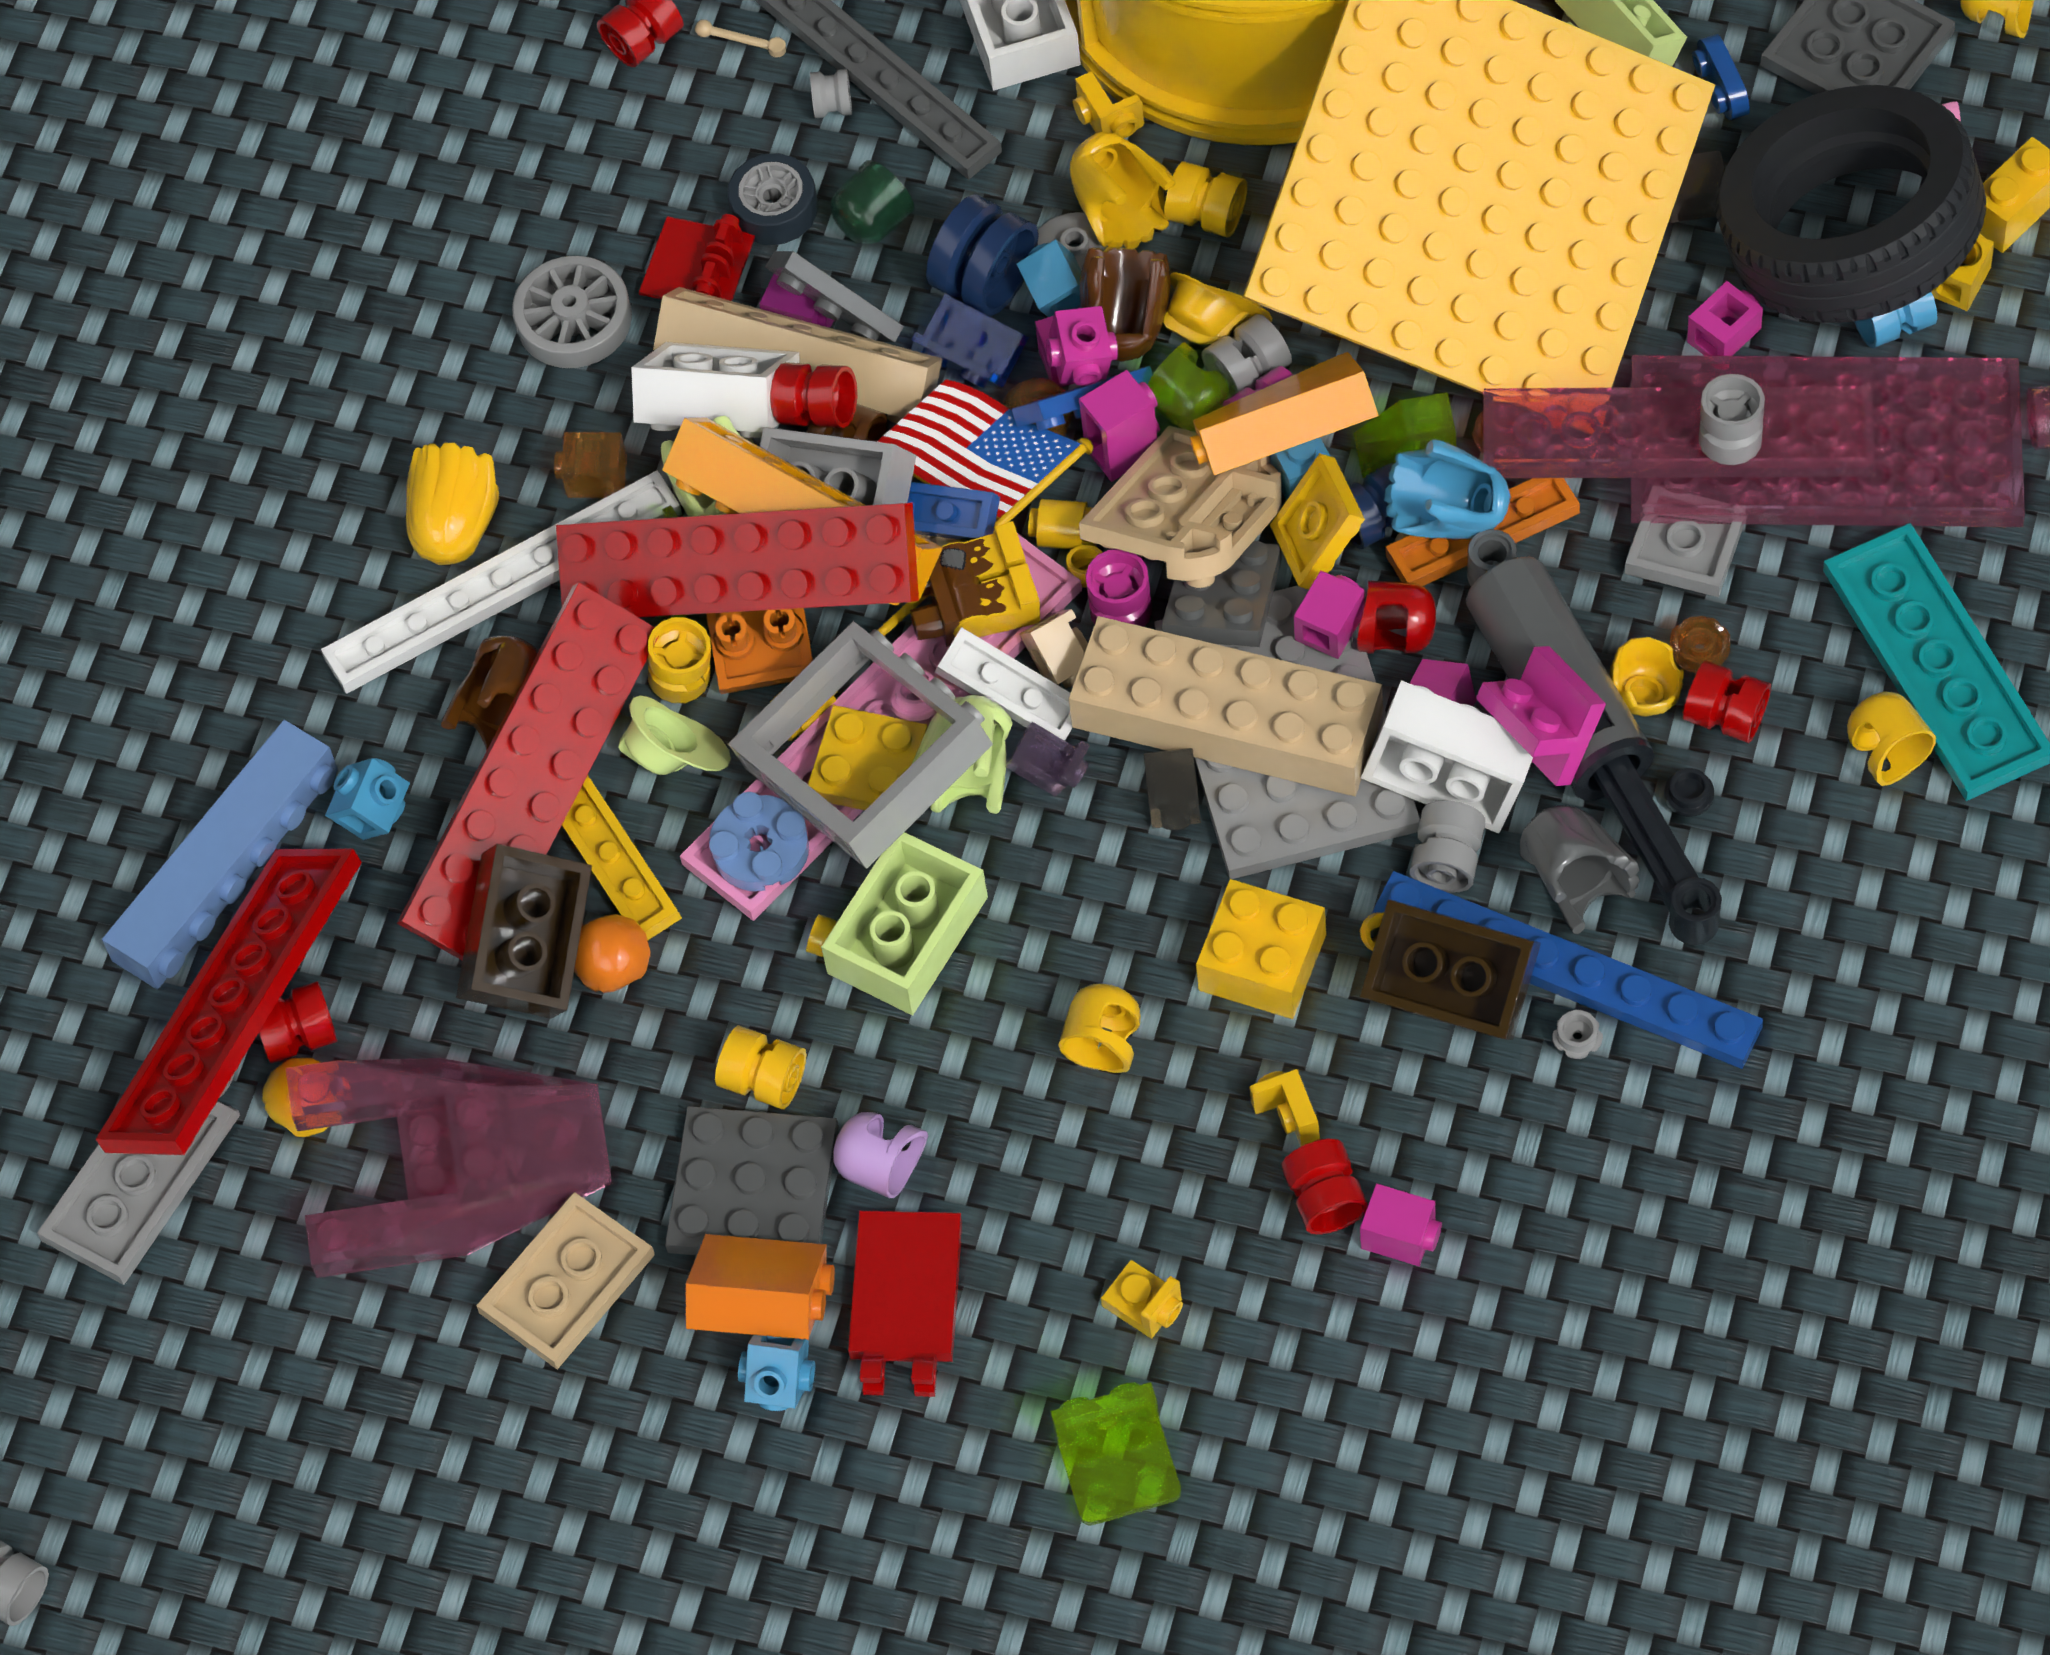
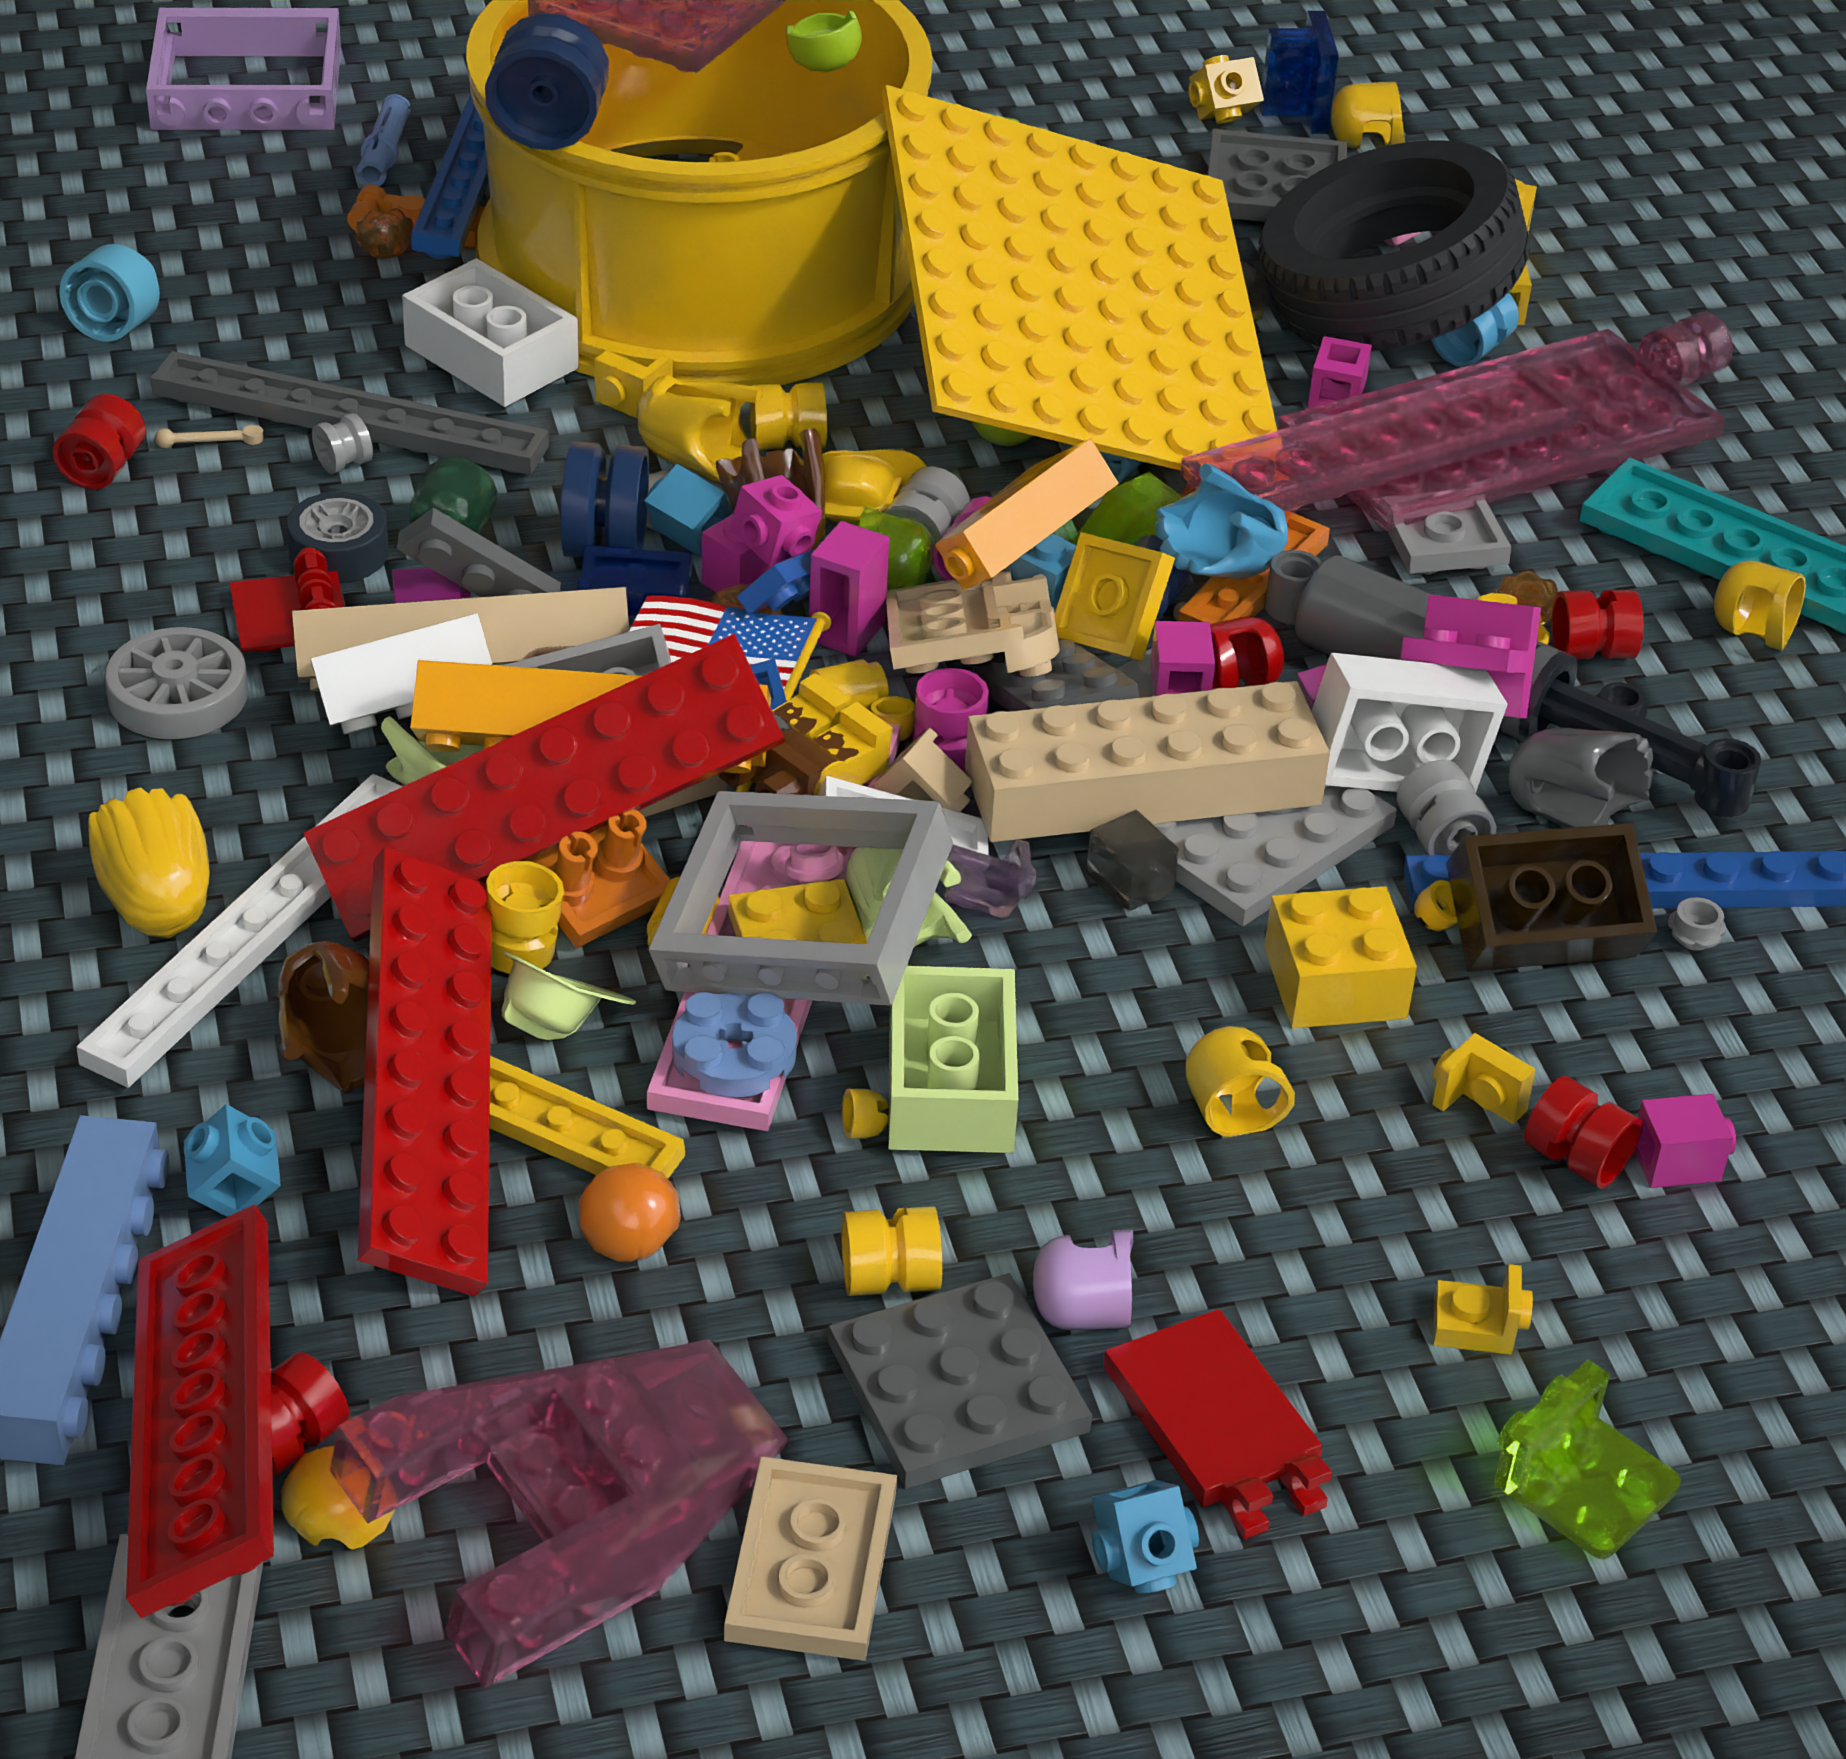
camera: 40 degrees left, 20 degrees down
(524, 931) = (528, 1207): dark brown brick -> none
(591, 464) = (291, 792): clear orange brick -> none
(758, 1286) = (1064, 1455): orange brick -> none
(817, 396) = (524, 630): red wheel -> none
(1731, 419) = (1441, 396): light grey wheel -> none

